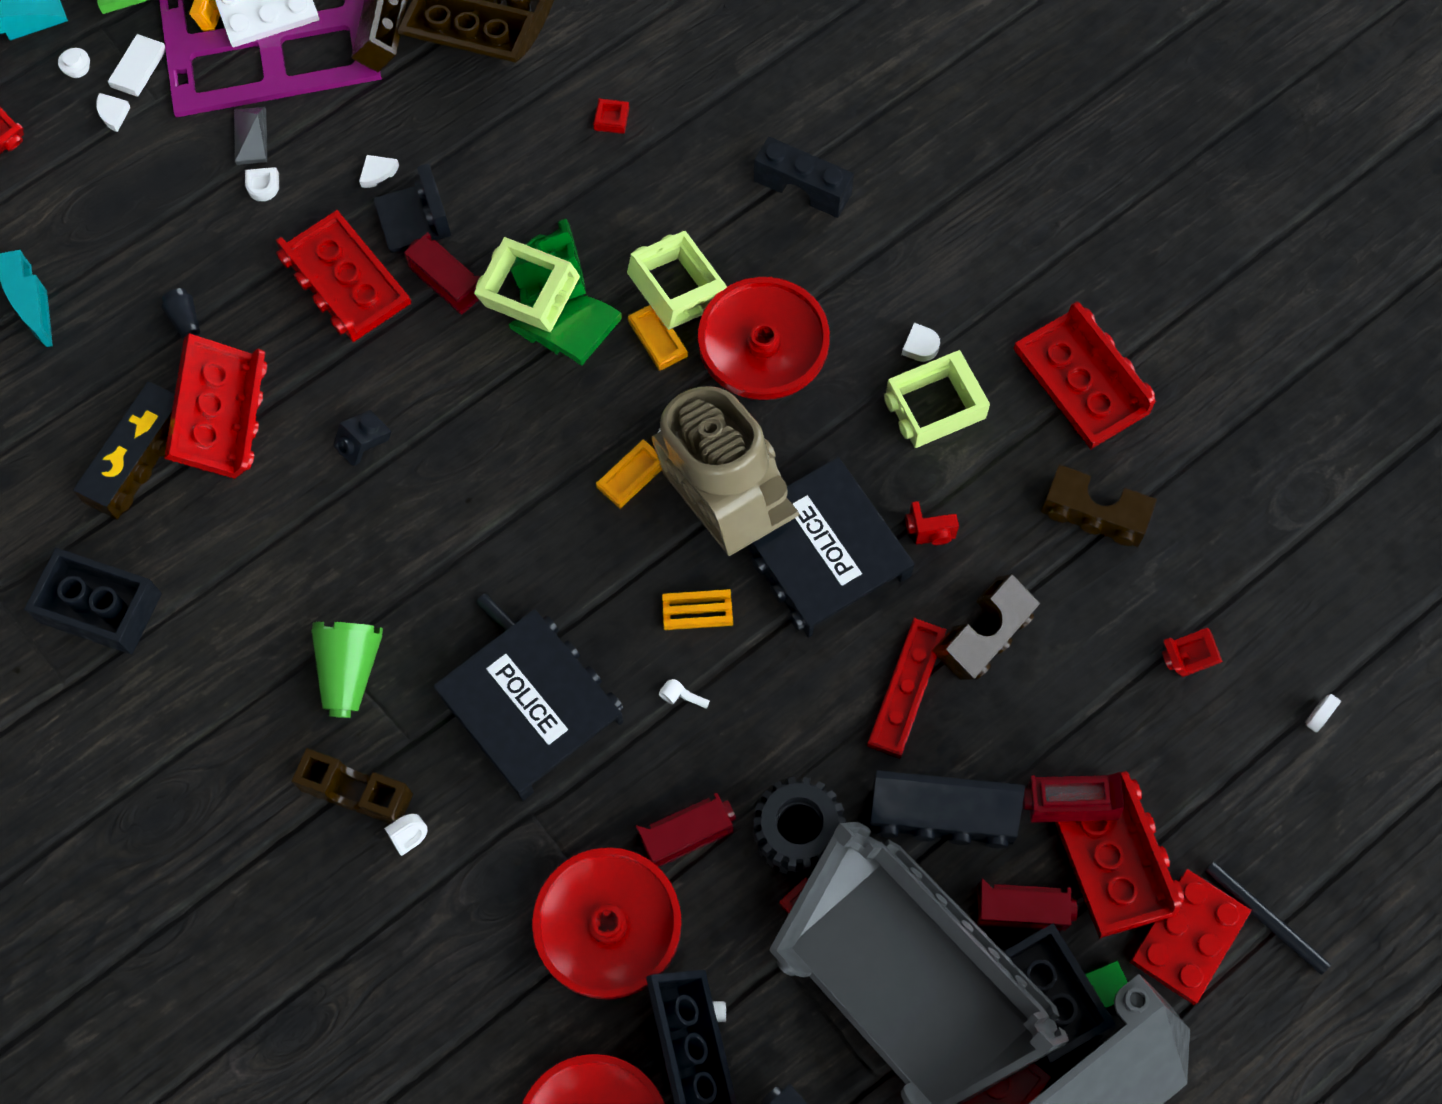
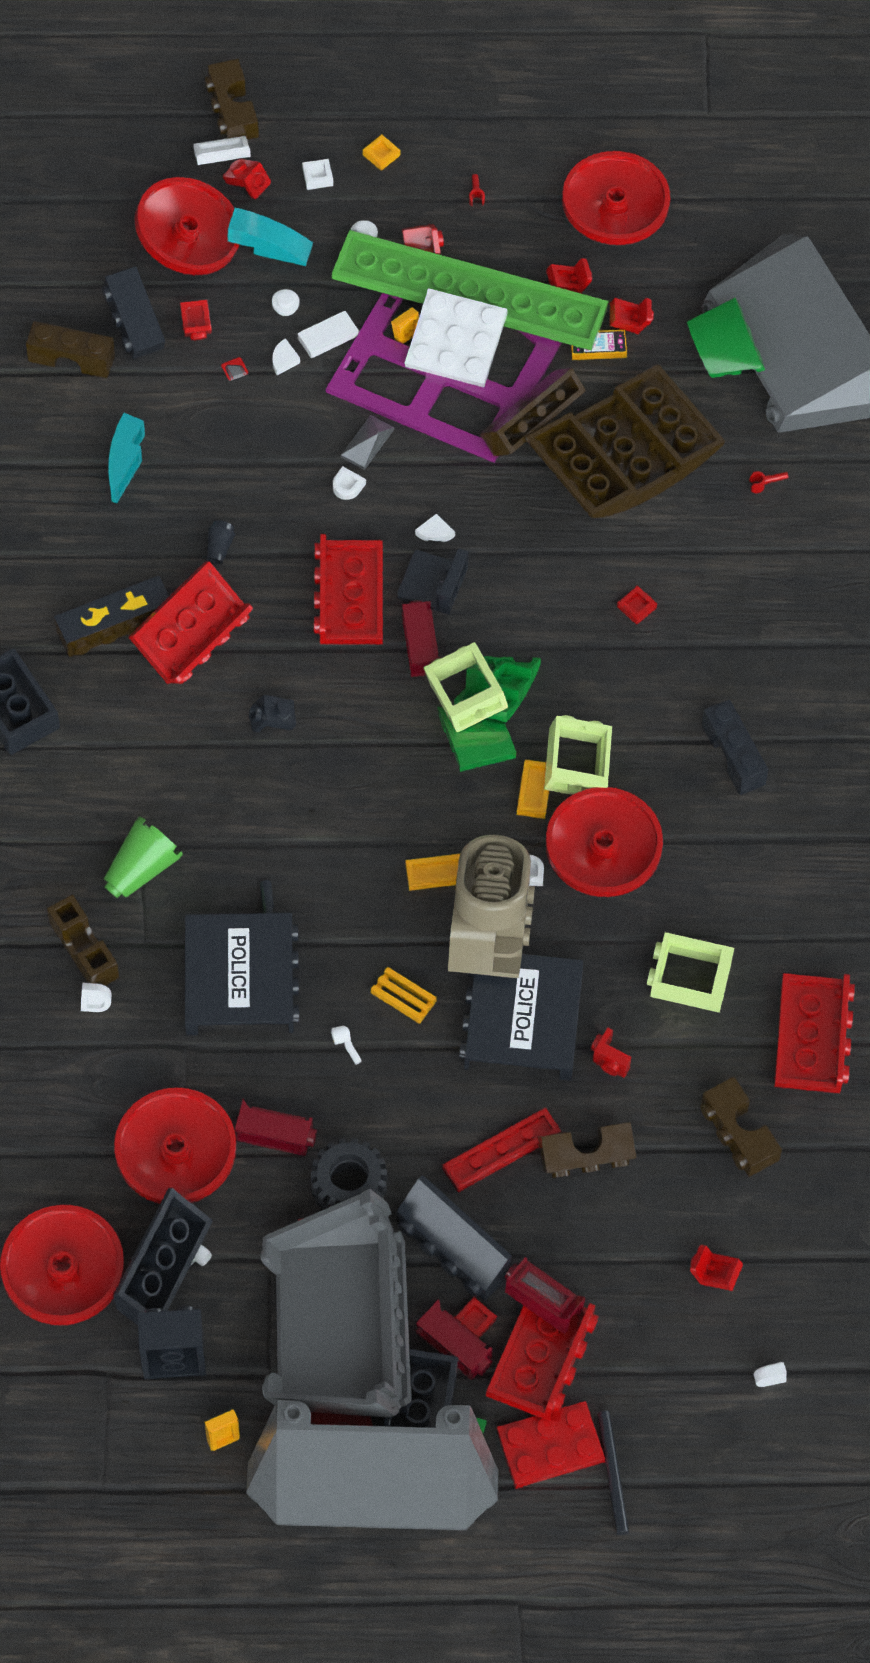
camera: 35 degrees right, 5 degrees down
(72, 151) = (234, 369): none -> sticker
(921, 343) = (718, 927): white tile -> none
(1020, 867) = (476, 1317): none -> red tile

